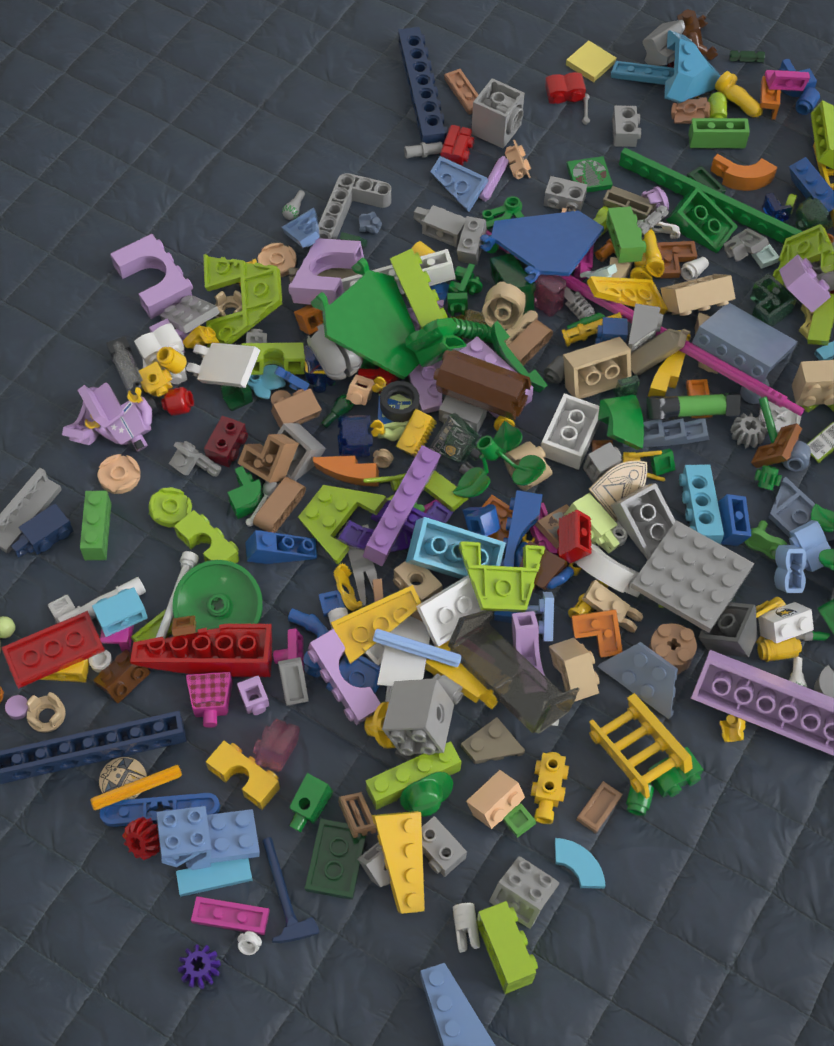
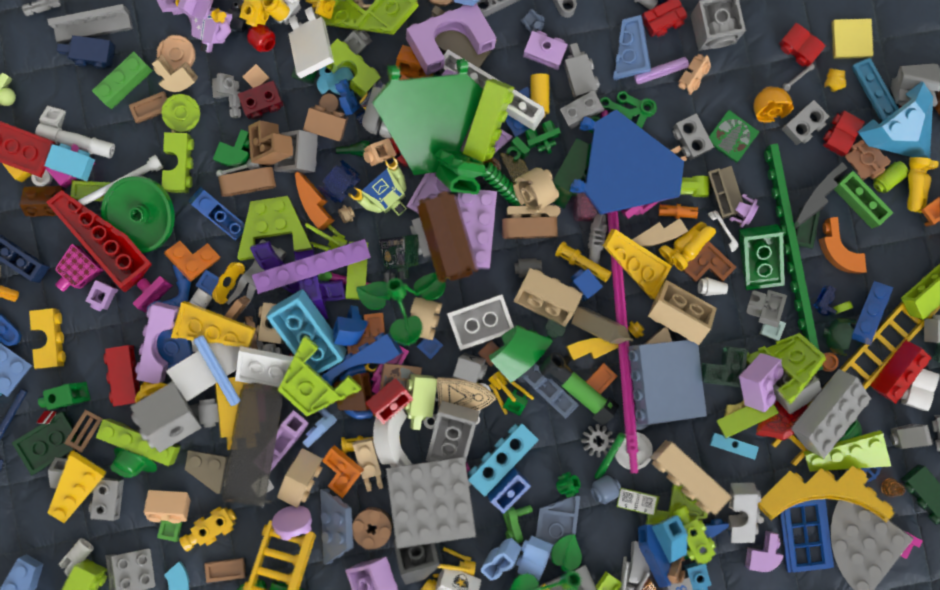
camera: 45 degrees right, 25 degrees up
(137, 529) = (148, 107): none -> medium nougat tile
(141, 484) = (174, 80): none -> tan brick
(183, 625) = (100, 210): dark orange tile -> none
(202, 432) = (255, 76): none -> light nougat tile
(276, 745) = (79, 343): clear pink brick -> none
(293, 681) = (129, 312): light grey tile -> none
(302, 601) = (191, 264): none -> orange plate
(312, 837) = (46, 417): none -> red sticker
(340, 739) = (122, 374): none -> red brick
(345, 236) = (502, 26): dark green tile -> none
(394, 388) = (390, 175): black tyre -> none
(400, 231) = (545, 49): none -> lavender brick
(416, 432) = (380, 222): yellow brick -> none
(499, 338) = (501, 256): green slope -> none
(553, 488) = (430, 347): none -> blue tile
(586, 320) = (585, 251): green piece -> none
(591, 131) = (772, 103): none -> light orange cylinder
(601, 272) = (633, 230): light aqua plate -> none
(608, 704) = (292, 522): none -> lavender tile
(611, 88) = (835, 80): none -> yellow arm
(625, 234) = (686, 217): bright green brick -> none
(644, 325) = (604, 305): light grey slope -> none
(653, 219) = (721, 224): light grey axle -> none
(656, 111) = (843, 133): none -> red brick
(690, 156) = (817, 199): none -> dark grey slope
(779, 450) = (594, 478): dark orange plate -> none

